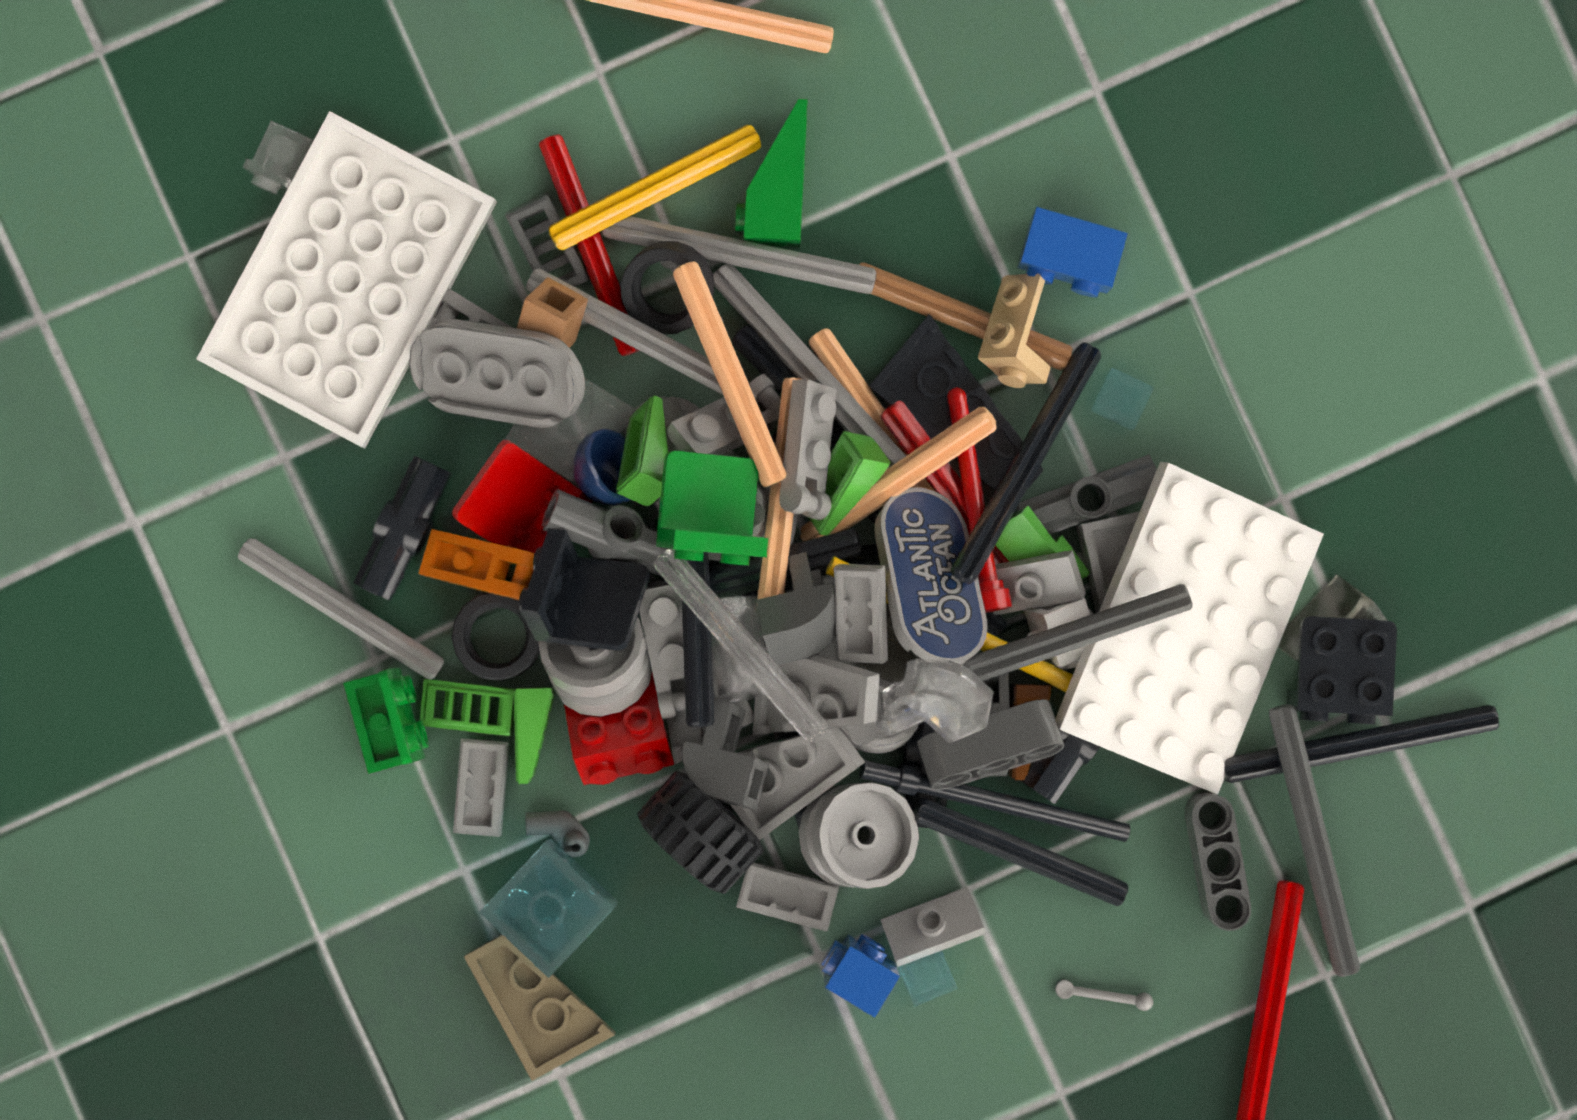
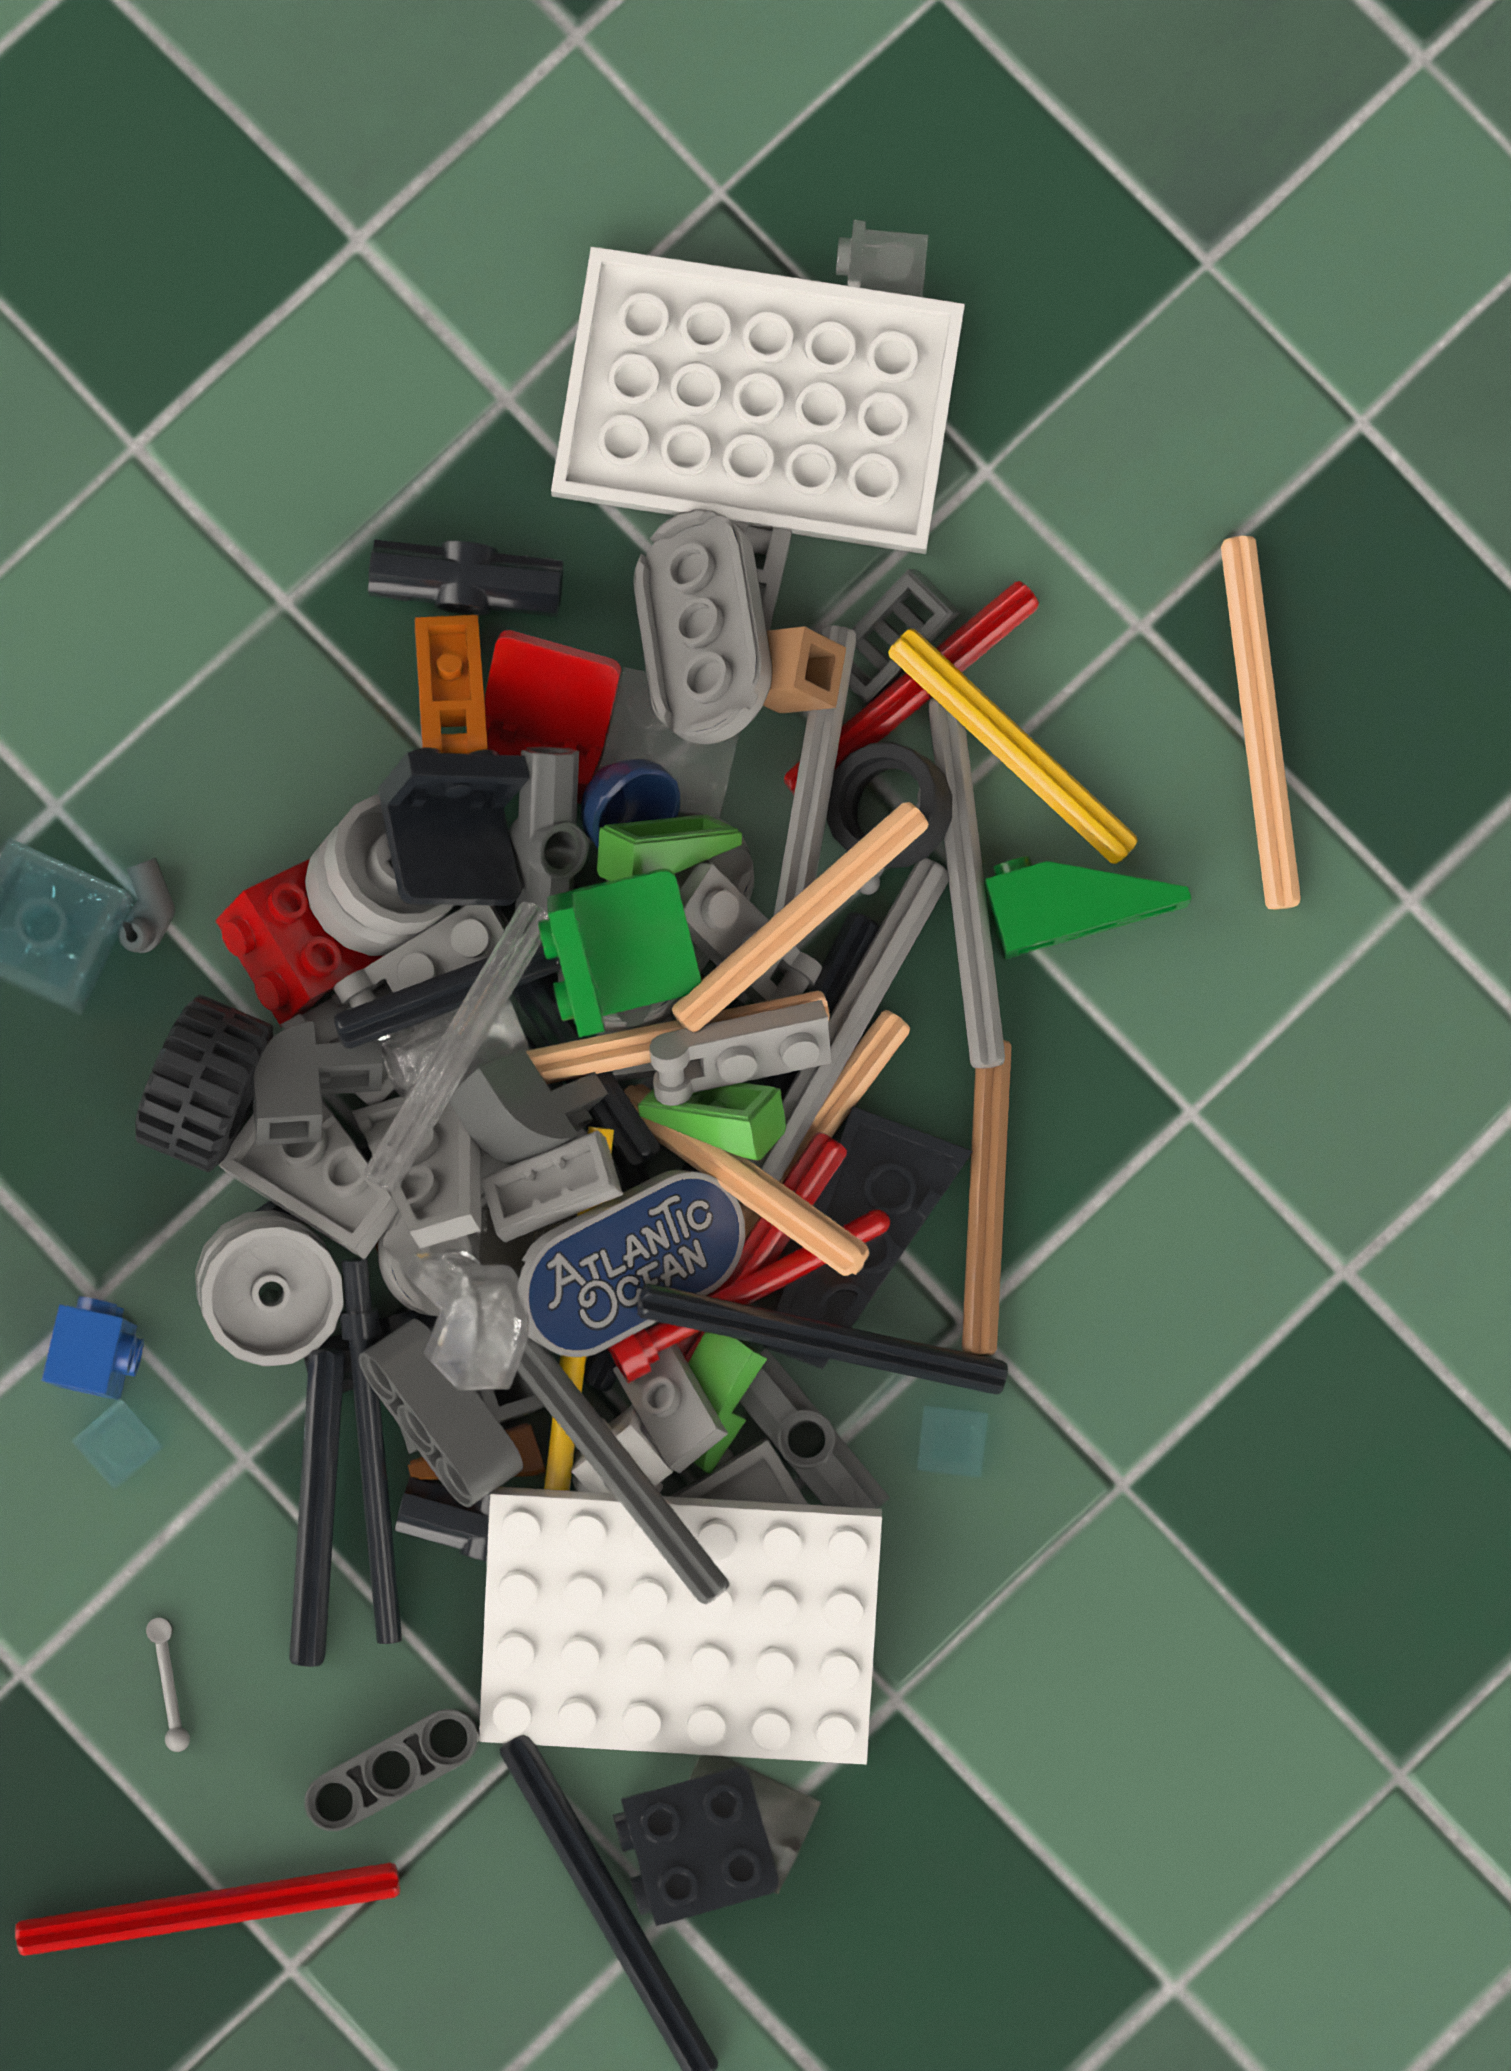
camera: 75 degrees right, 5 degrees down
(340, 608) = (337, 536): light grey axle -> none
(386, 719) = (215, 641): green bracket -> none
(469, 657) = (332, 714): black tyre -> none
(481, 787) = (169, 790): light grey plate -> none
(505, 718) = (278, 788): bright green slope -> none
(531, 718) = (273, 824): bright green slope -> none
(788, 896) = (160, 1228): light grey plate -> none
(933, 926) = (183, 1429): light grey plate -> none
(1007, 332) = (984, 1257): tan bracket -> none
(1072, 252) = (1115, 1306): blue brick -> none
(1314, 839) = (461, 1886): dark grey axle -> none

